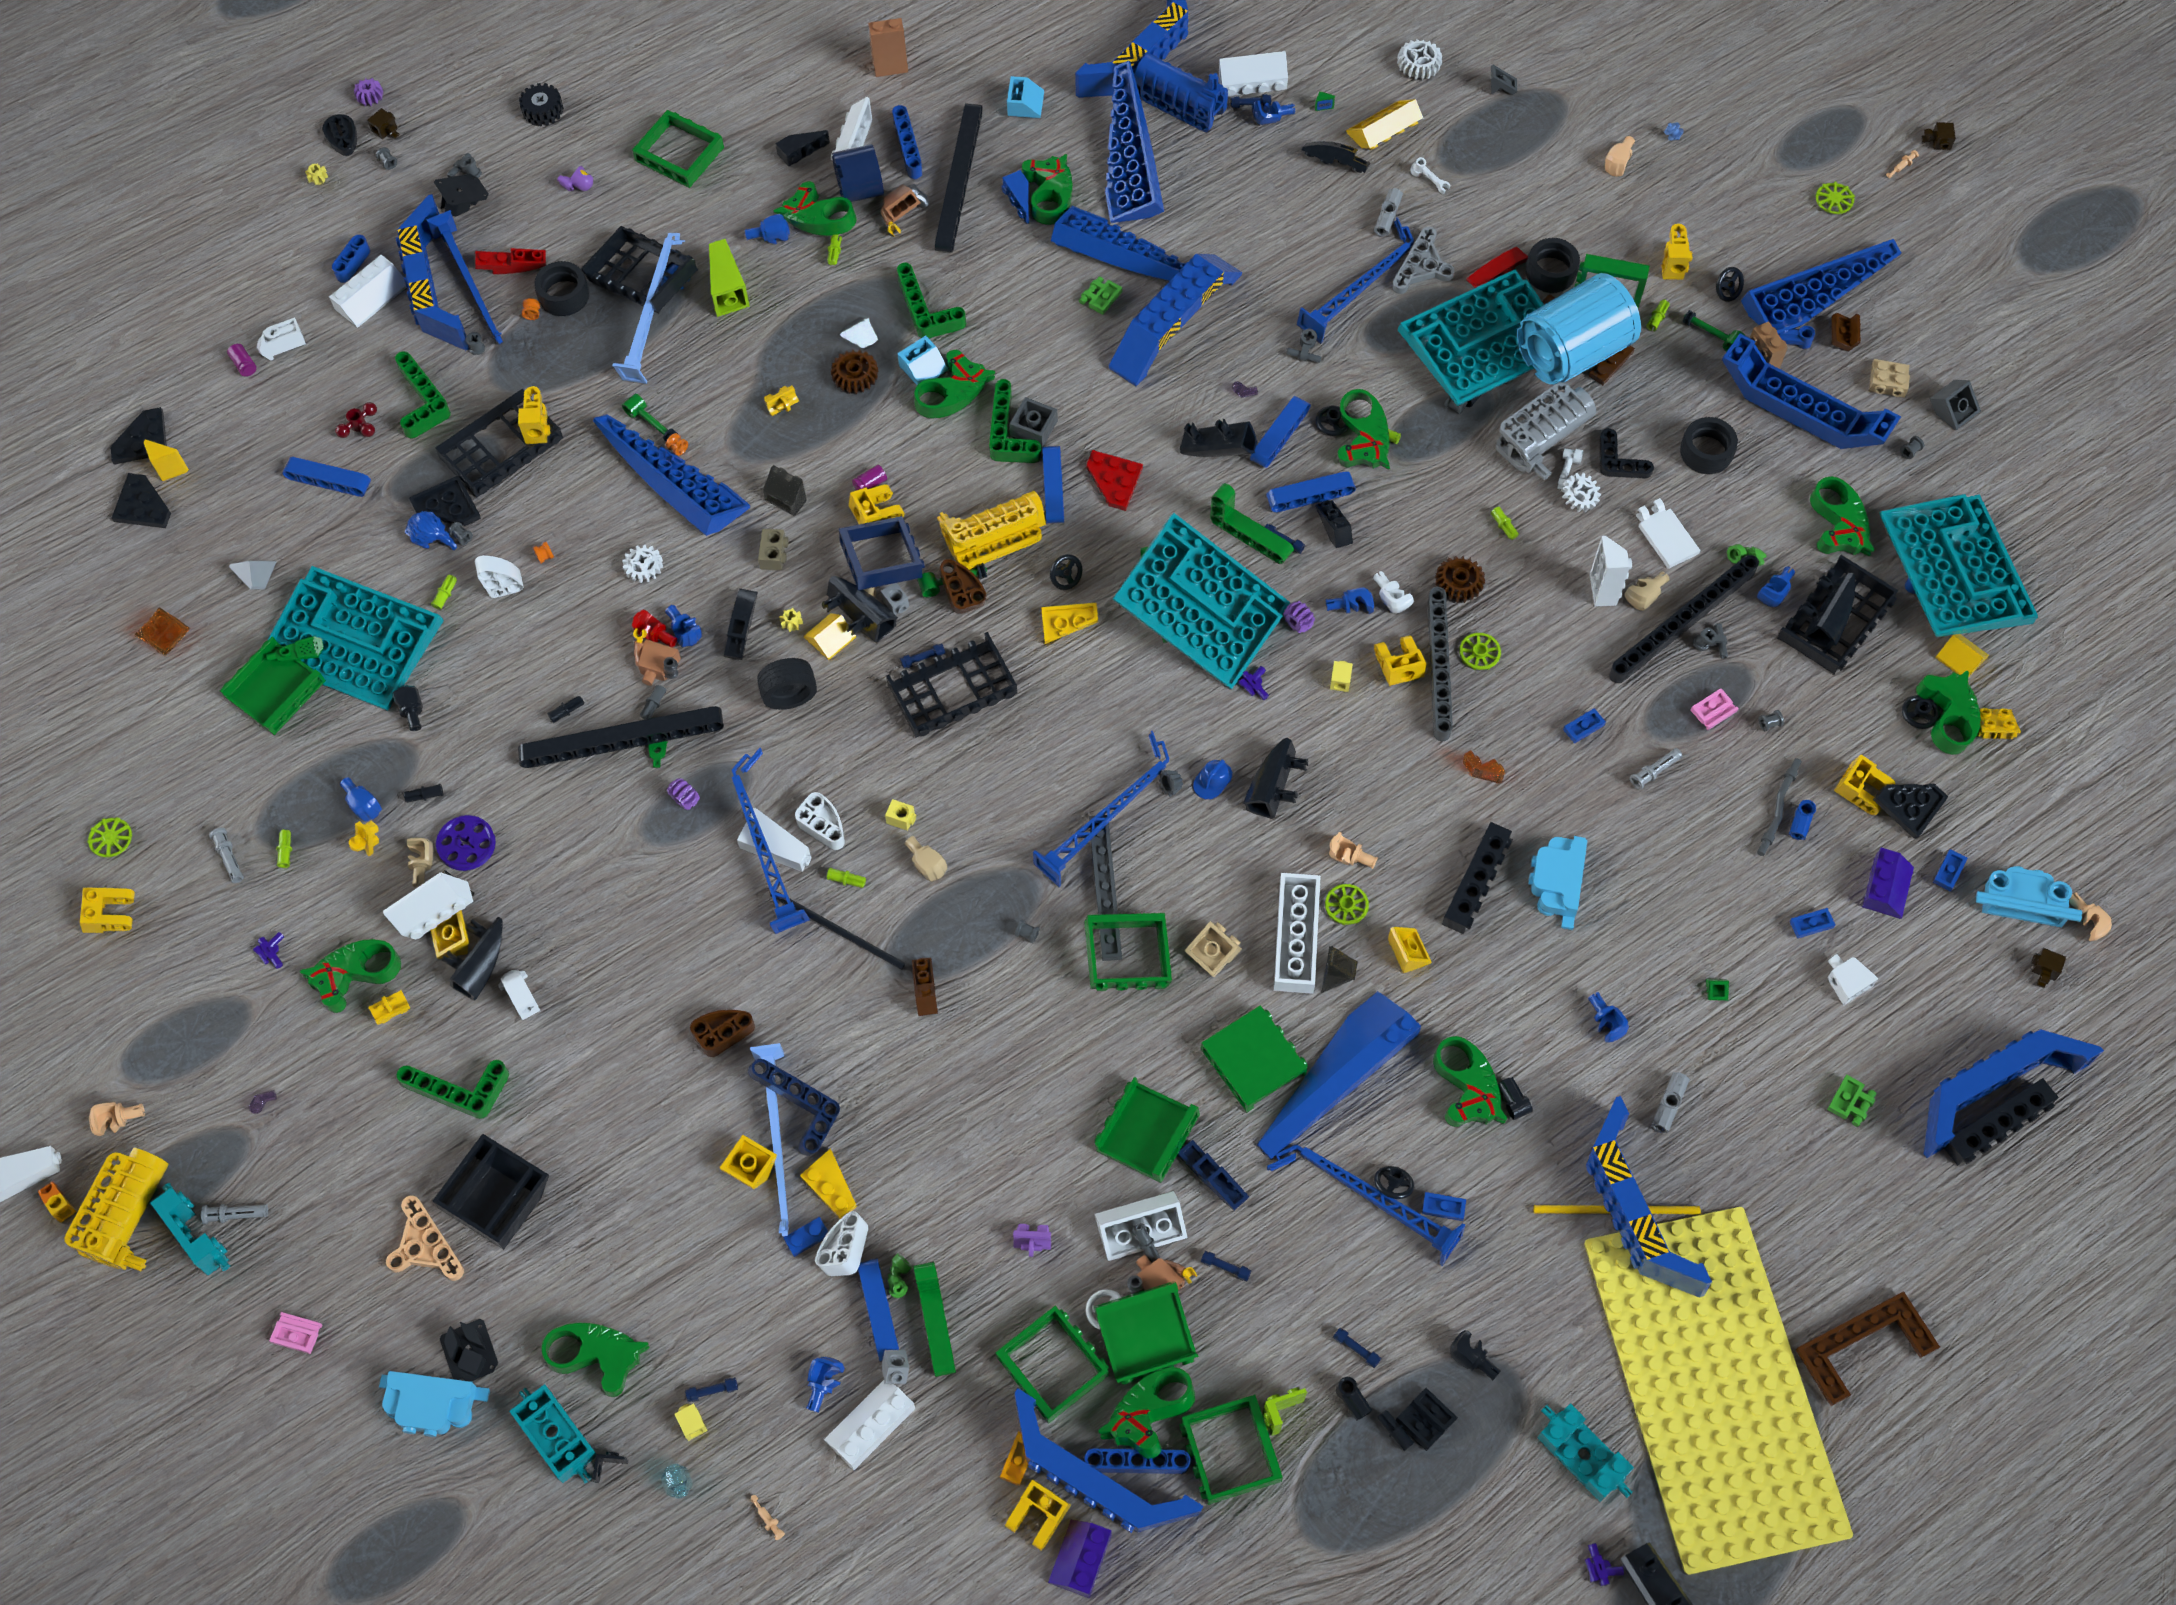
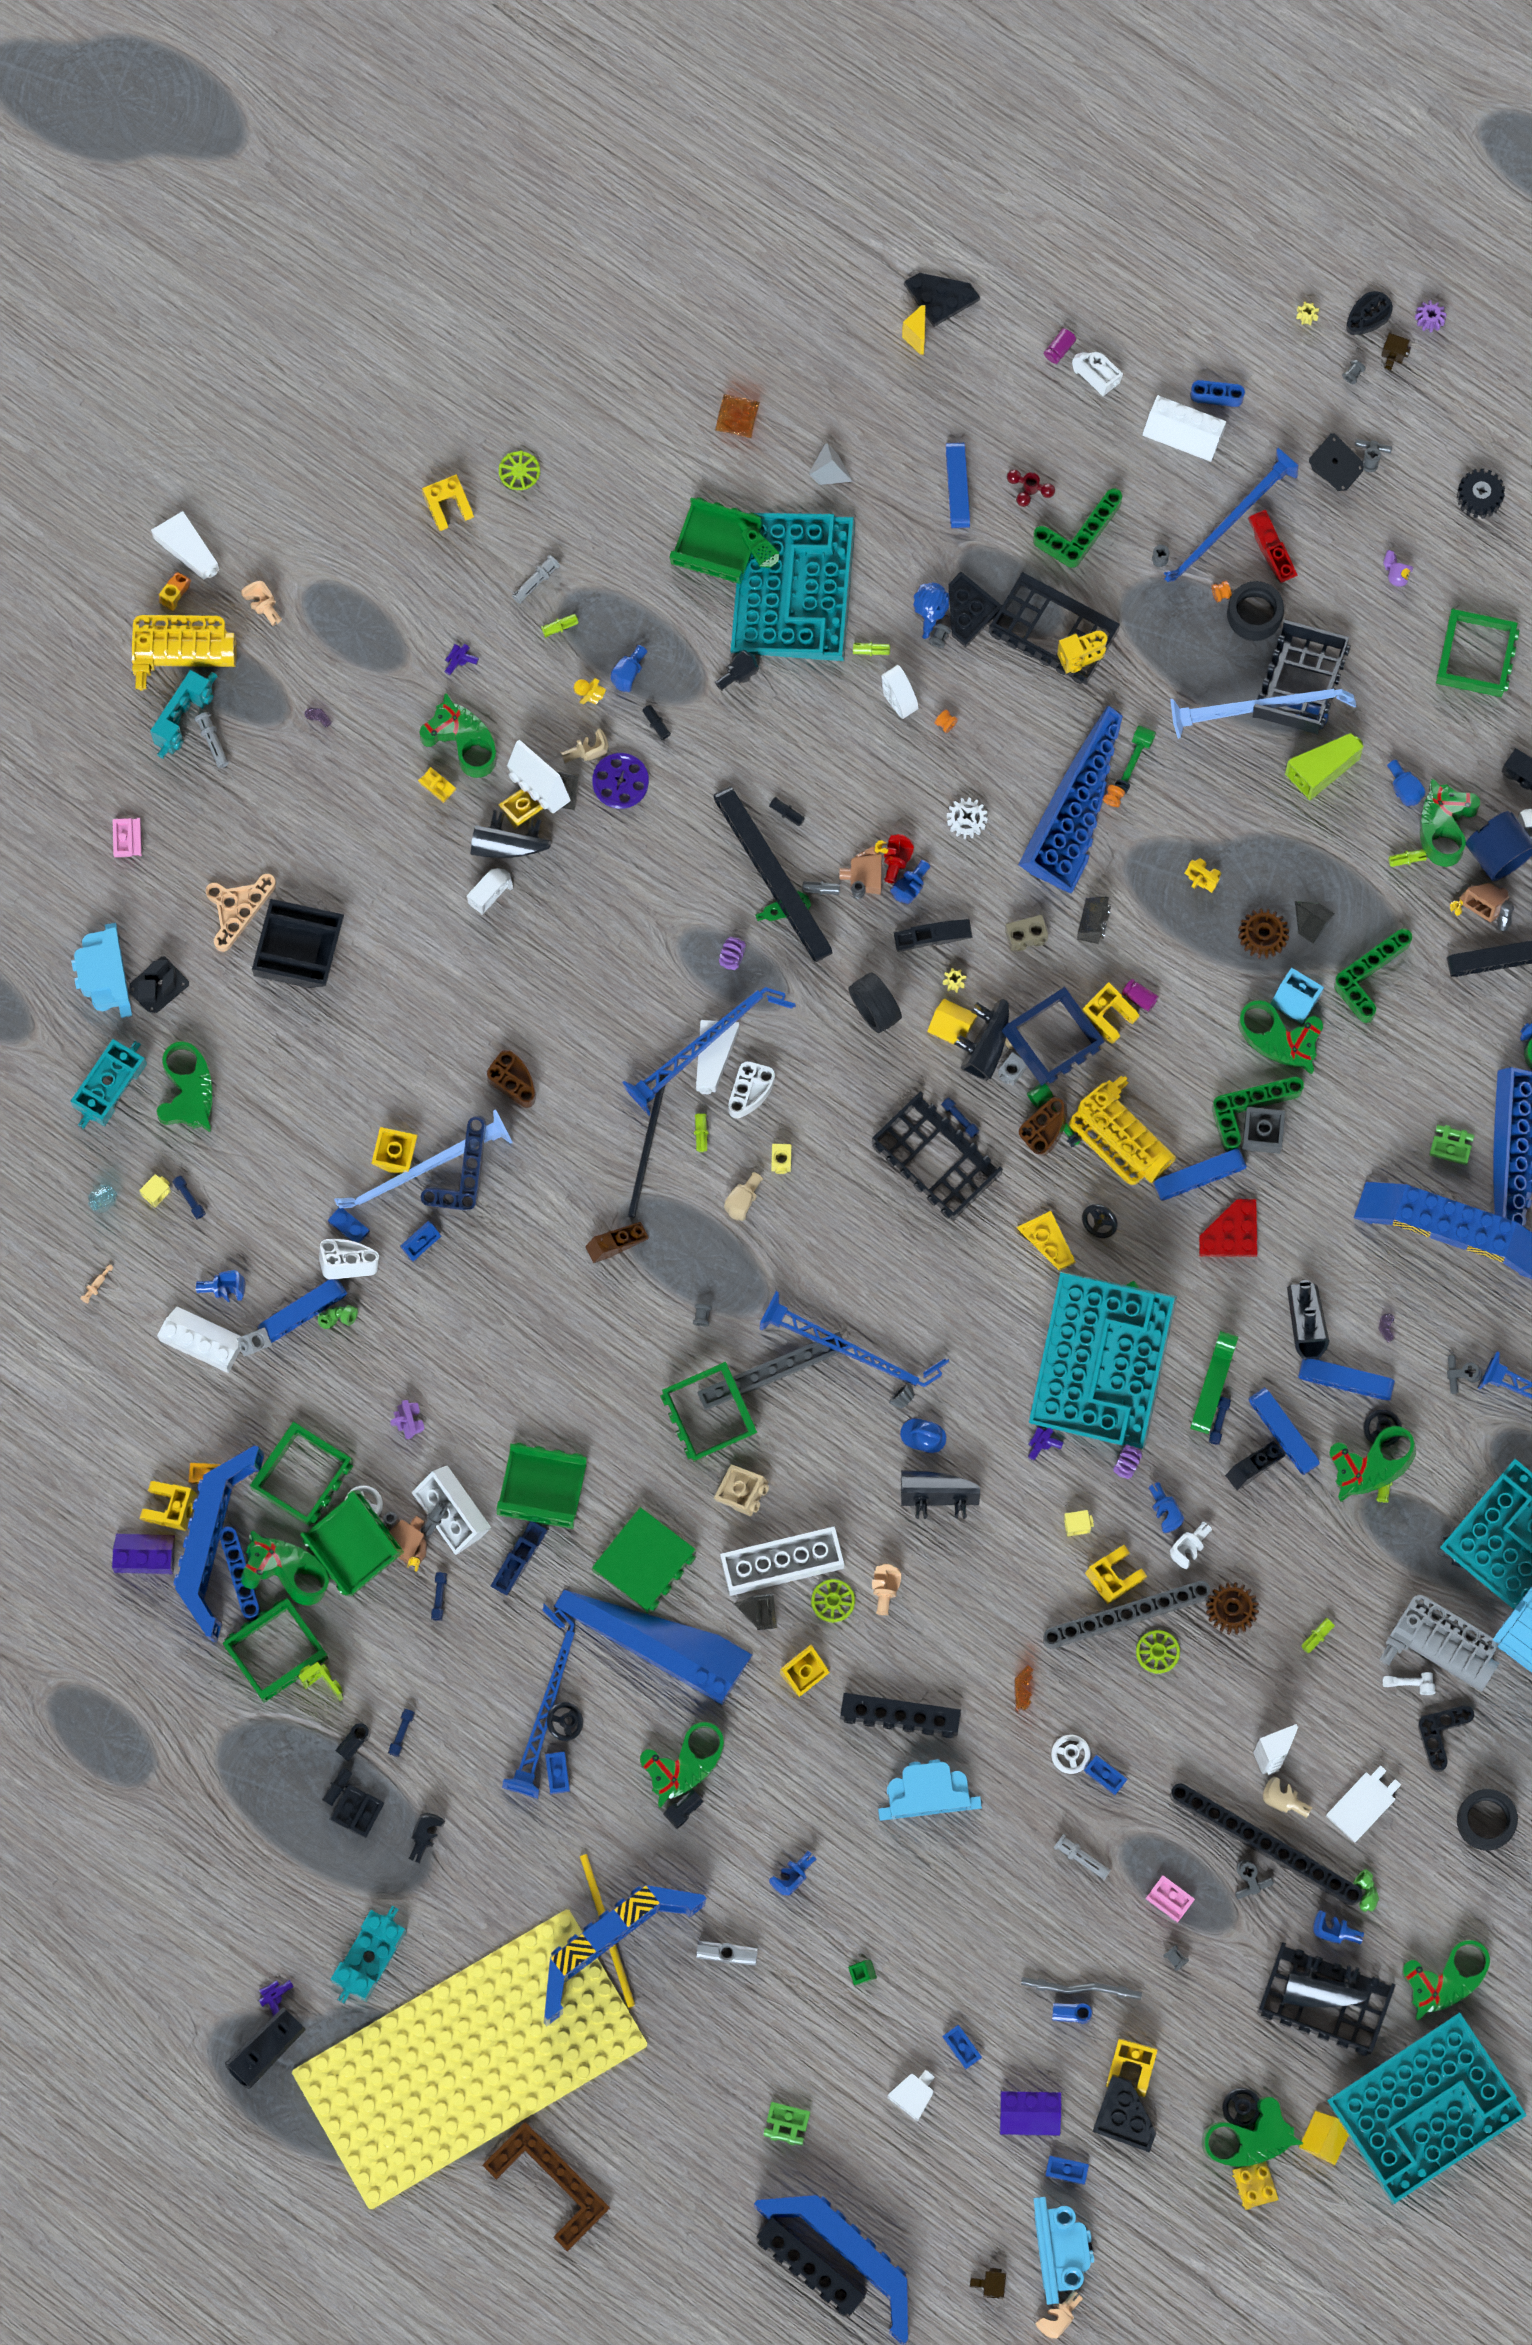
camera: 70 degrees right, 10 degrees up
(140, 504) = (868, 330): black plate -> none
(413, 239) = (1220, 467): blue slope -> none
(454, 1092) = (378, 874): green beam -> none
(610, 1457) = (97, 1129): black bracket -> none
(829, 1184) = (402, 1225): yellow wing -> none
(851, 1169) = (420, 1241): none -> blue plate
(934, 1319) = (308, 1361): green beam -> none
(1555, 740) = (1071, 1747): none -> white piece
(1581, 492) = (1387, 1696): white gear -> none

